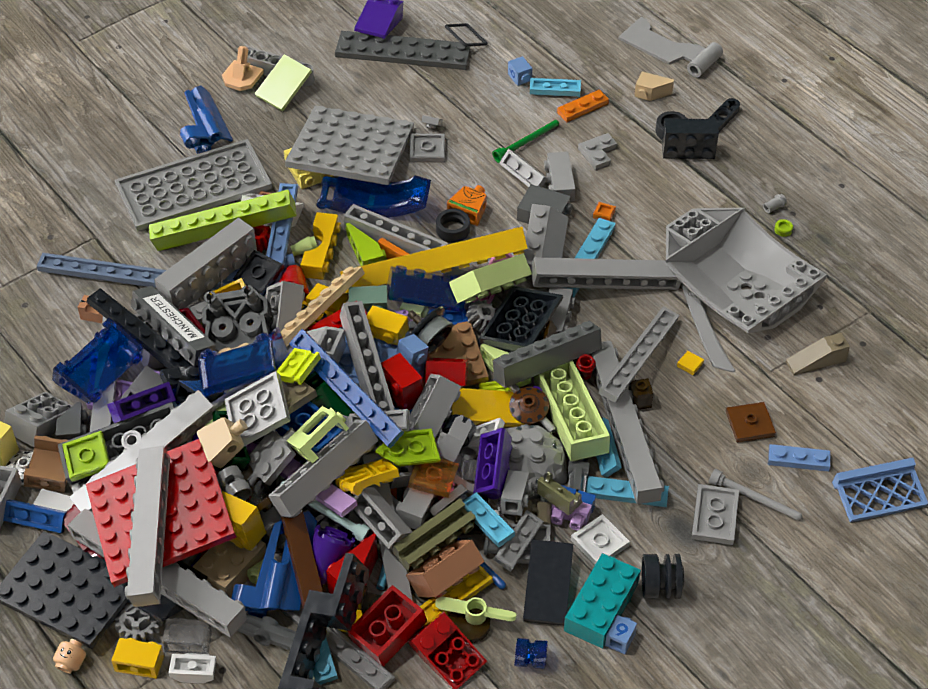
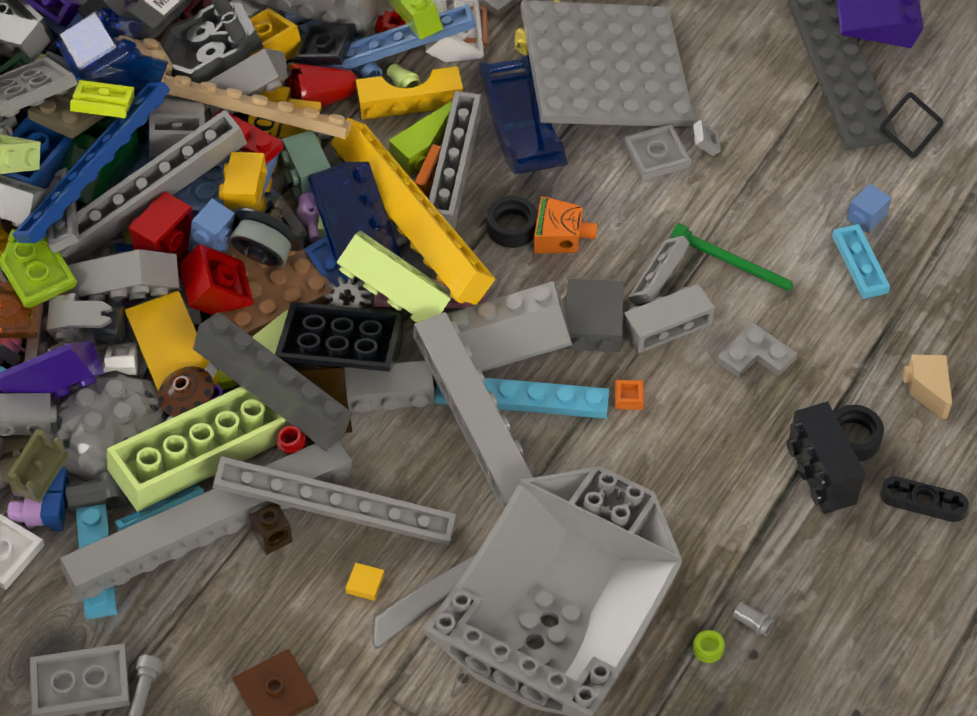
camera: 70 degrees right, 5 degrees up
(583, 105) = (844, 308): orange plate -> none

